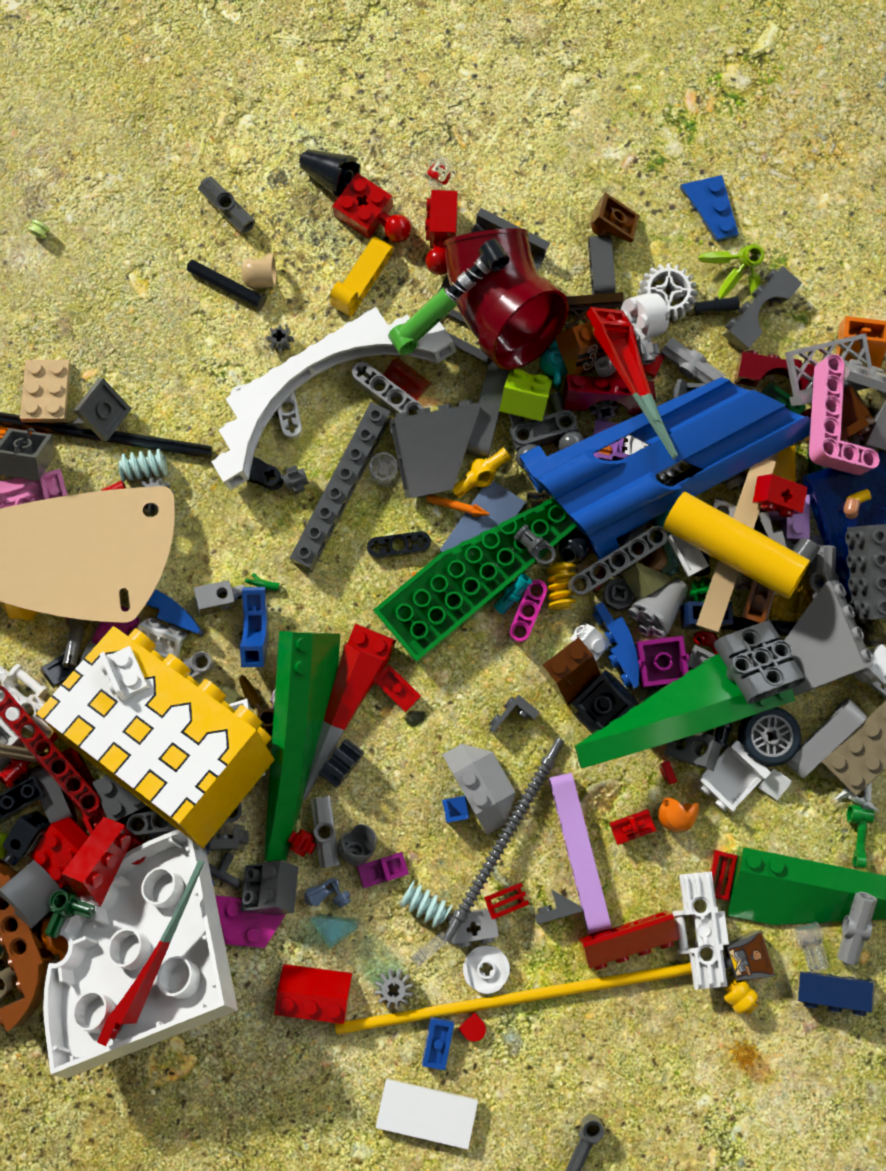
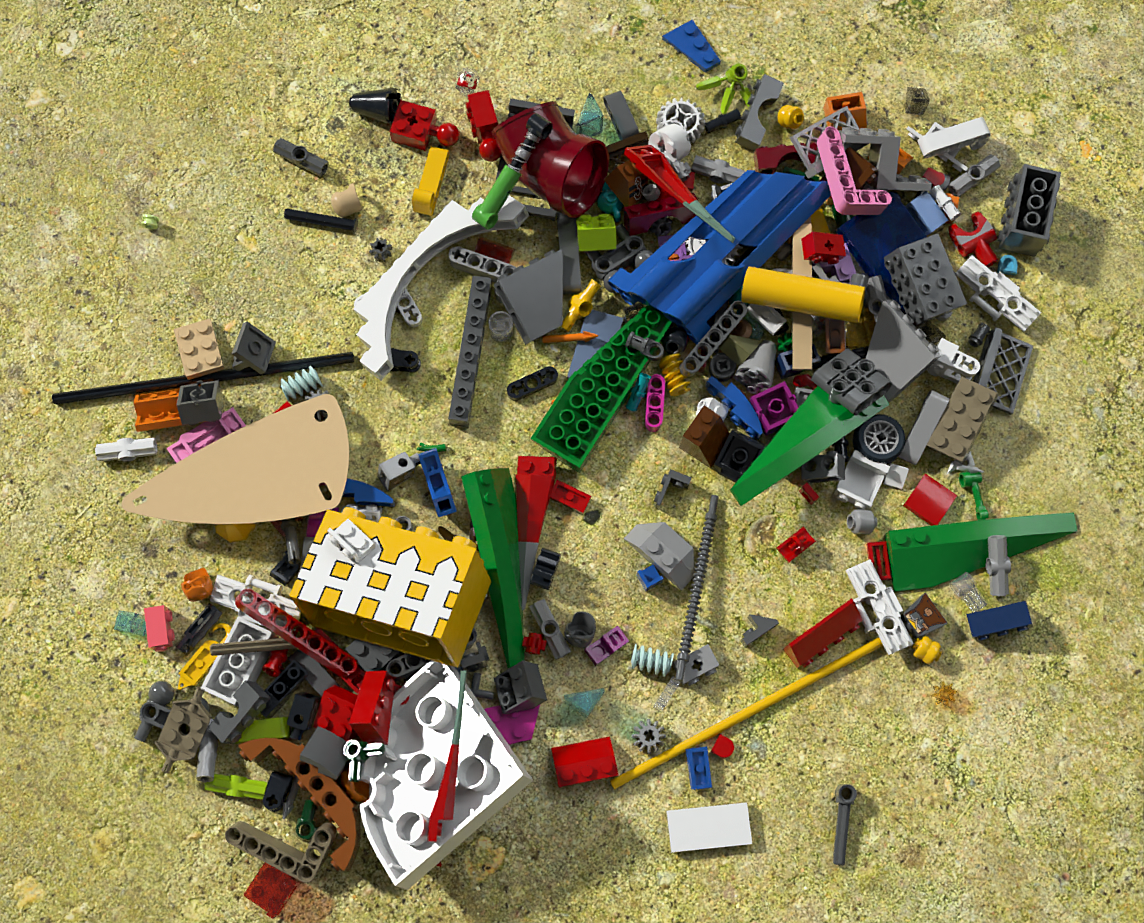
camera: 25 degrees left, 5 degrees down
(295, 479) = (431, 356): dark grey gear -> none
(315, 895) = (559, 683): sand blue piece -> none
(477, 979) = (714, 707): white plate -> none
(519, 896) = (723, 629): red tile -> none
(563, 260) = (591, 118): none -> clear light blue slope
(580, 853) = (761, 579): lavender beam -> none
(614, 219) = (619, 77): reddish brown slope -> none
(677, 817) = (828, 525): orange helmet -> none
(717, 824) = (861, 522): none -> light grey head
(796, 325) = (790, 116): none -> yellow piece
(804, 825) = (930, 500): none -> red slope
(853, 503) = (882, 236): nougat arm -> none

